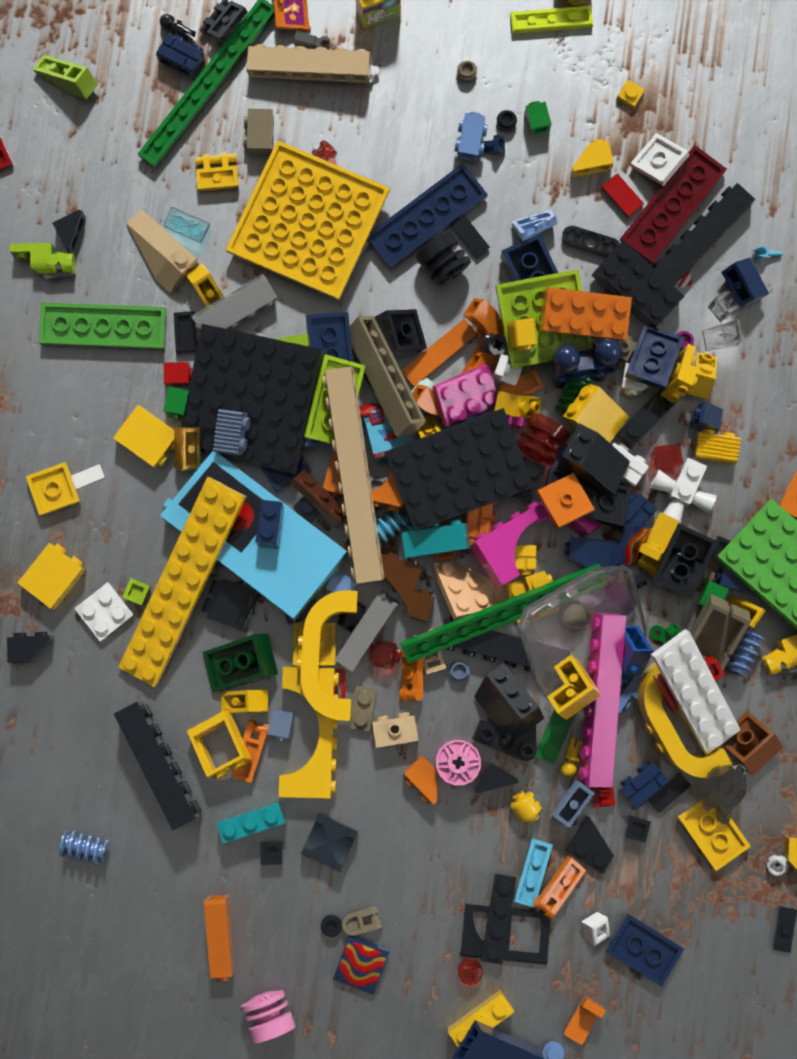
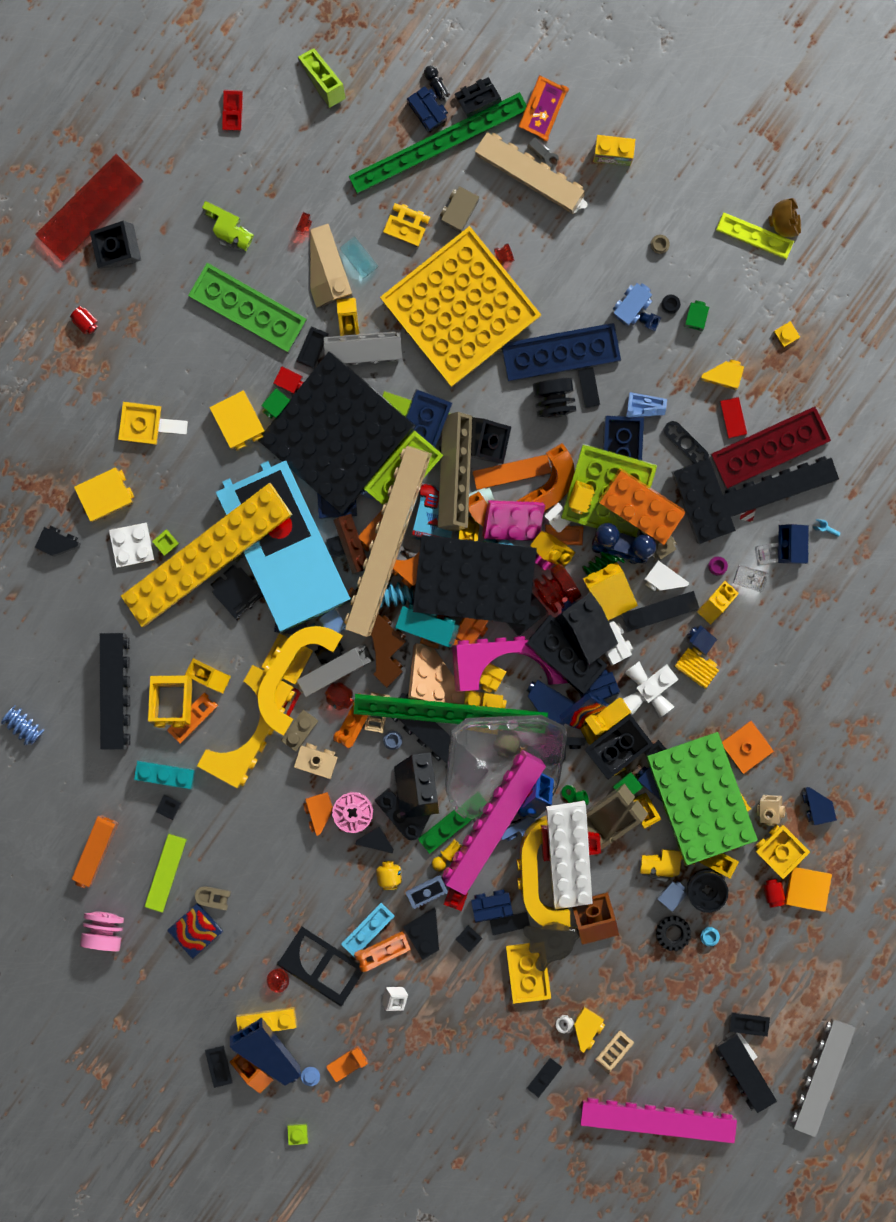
camera: 25 degrees right, 5 degrees up
(70, 228) = (259, 212): black slope -> none
(117, 219) = (304, 223): none -> clear red plate
(186, 448) = (265, 447): pearl gold slope -> none
(231, 432) = (307, 453): sand blue brick -> none
(240, 662) = (220, 643): dark green slope -> none
(269, 524) = (299, 546): dark blue brick -> none
(280, 725) = (227, 709): sand blue brick -> none
(302, 921) = (165, 873): none -> lime tile
(329, 842) = (218, 822): black brick -> none
(331, 925) = (186, 888): black plate -> none
(489, 341) = (552, 489): black wheel -> none
(498, 919) = (321, 951): black plate -> none
(565, 501) = (546, 649): orange plate -> none
(577, 688) = (474, 805): yellow brick -> none
(644, 949) = (424, 1034): dark blue plate -> none
(654, 357) = (683, 568): dark blue plate -> none
(660, 159) = (779, 404): white plate -> none
(667, 457) = (651, 654): clear red brick -> none
(682, 375) = (696, 594): yellow plate -> none
(743, 653) = (628, 844): medium blue piece -> none

